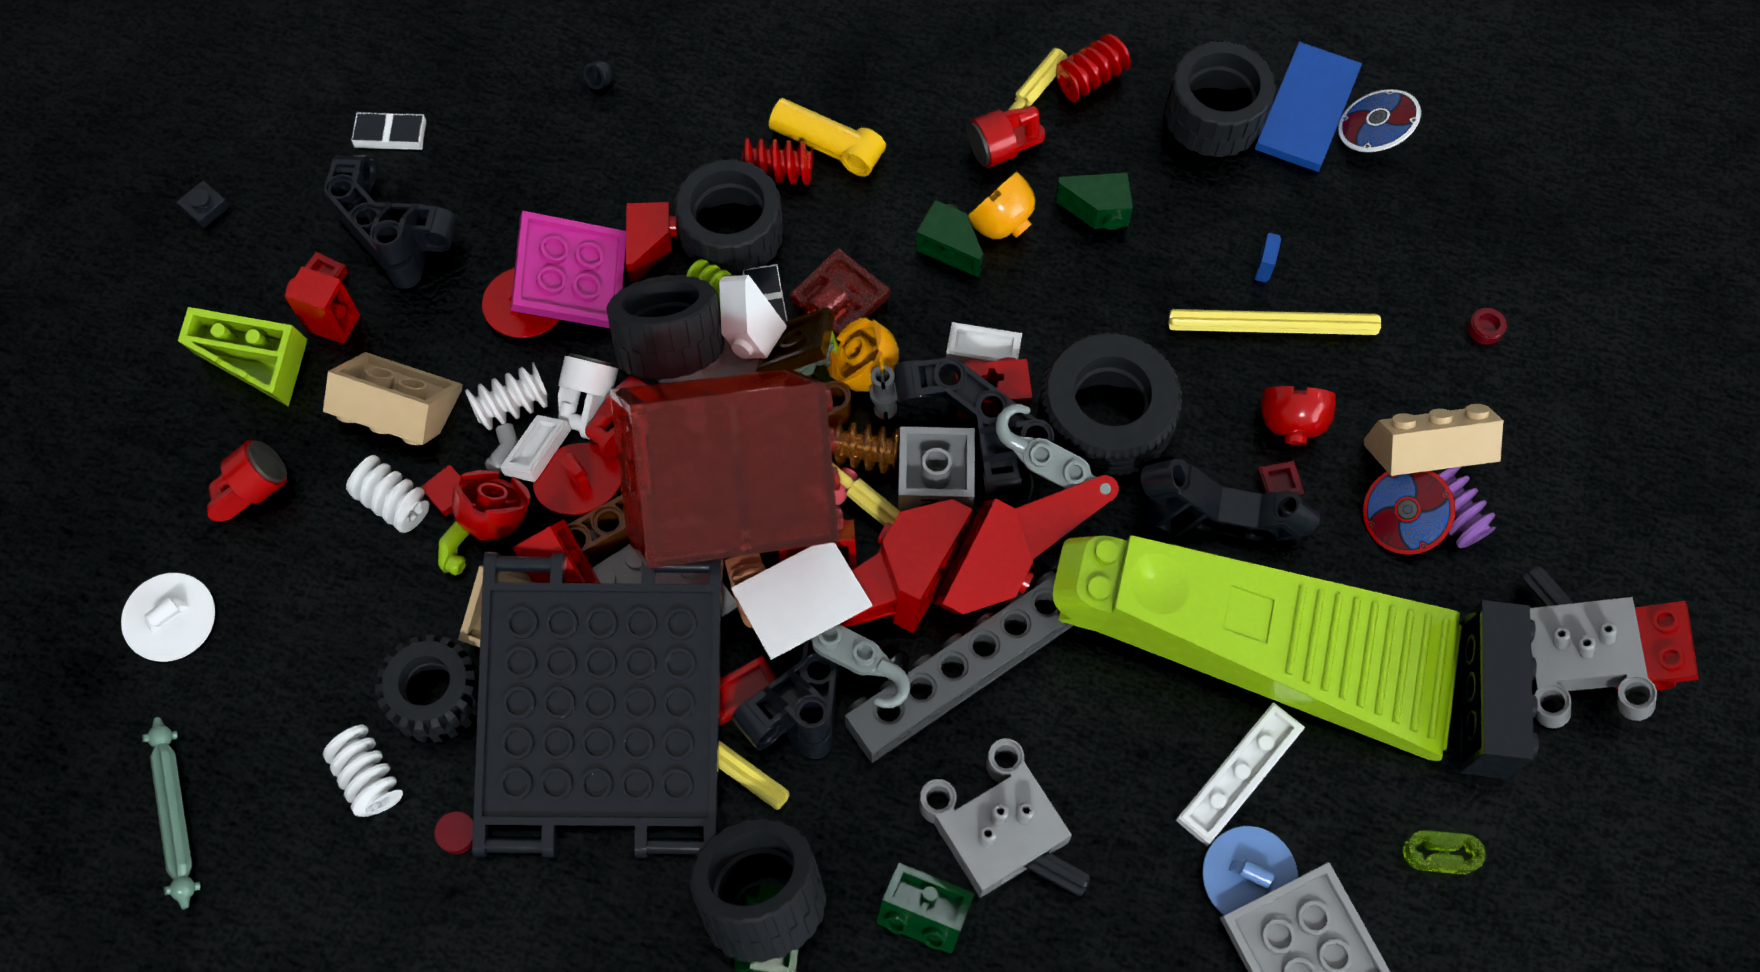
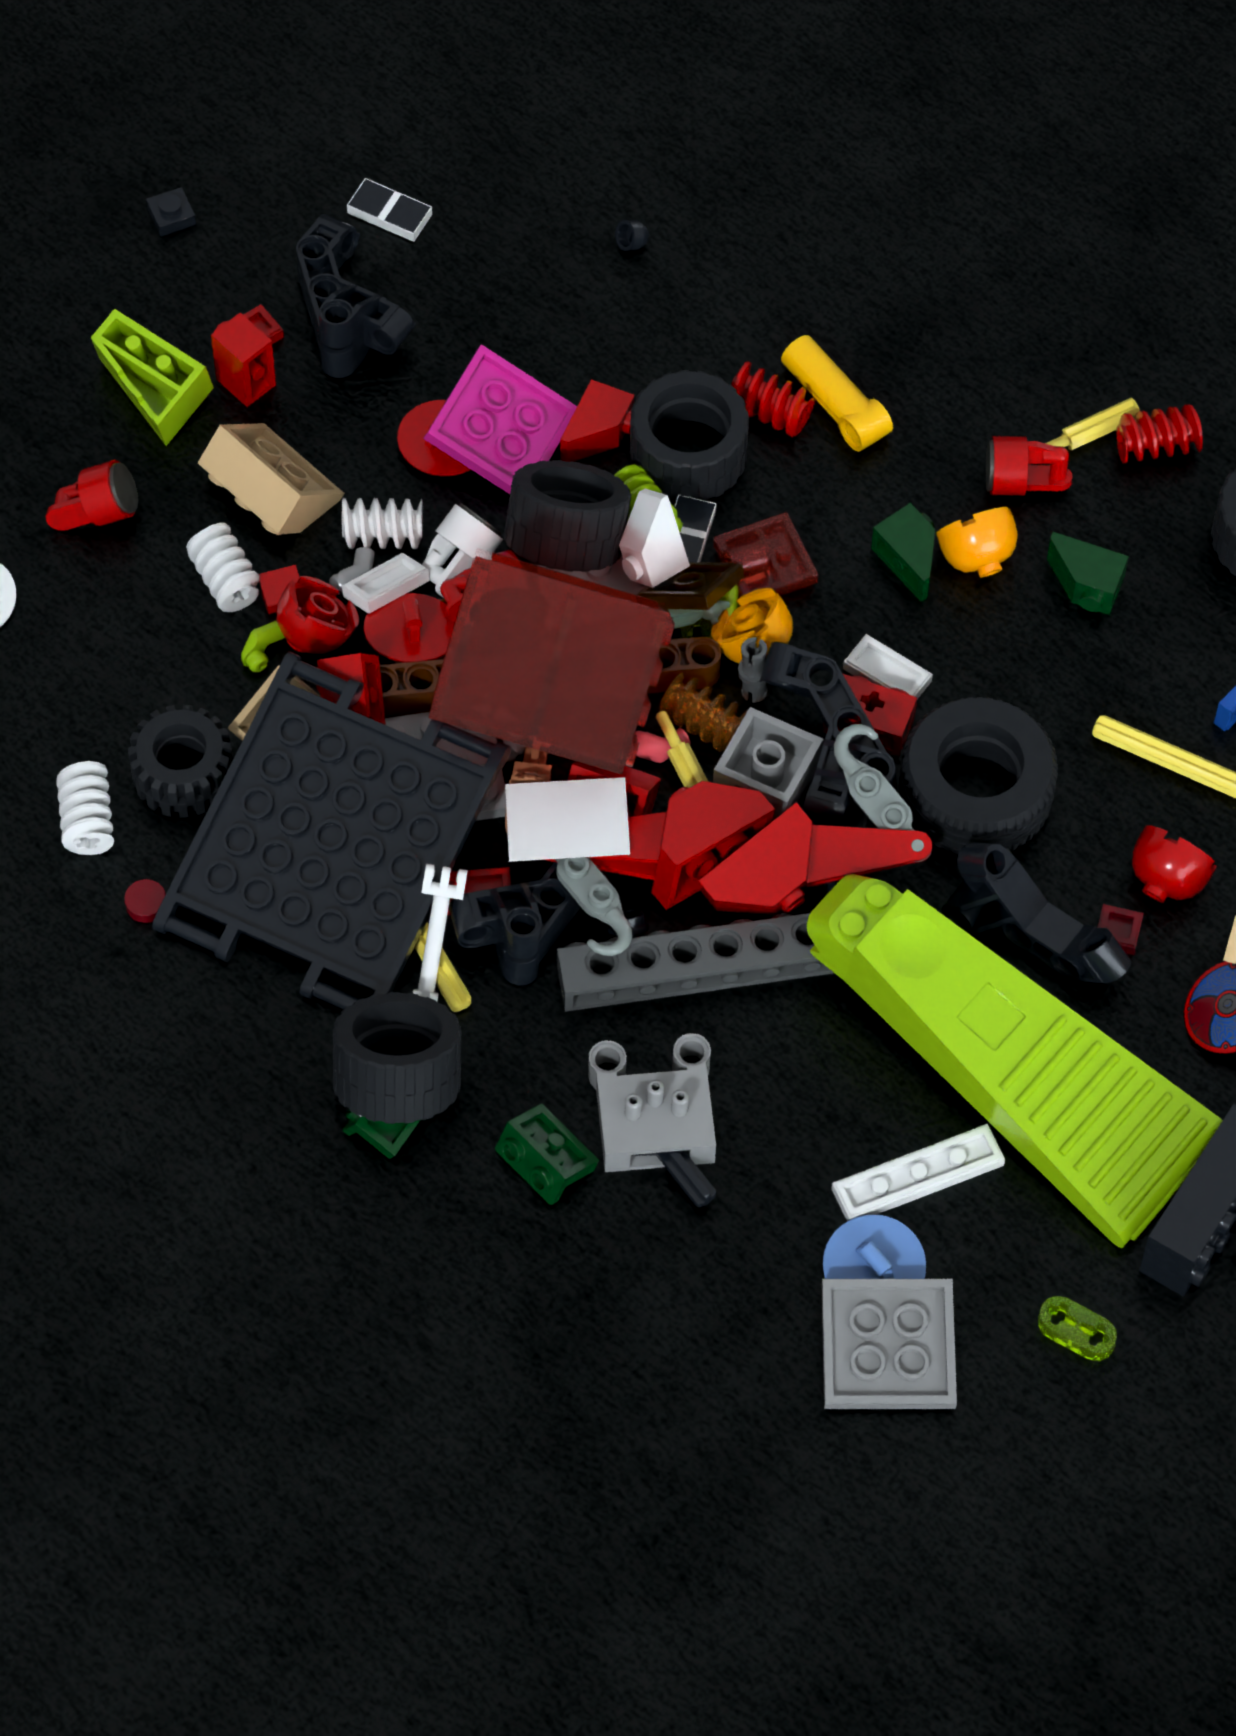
camera: 25 degrees right, 5 degrees down
(724, 714) = (442, 893): none -> white hinge

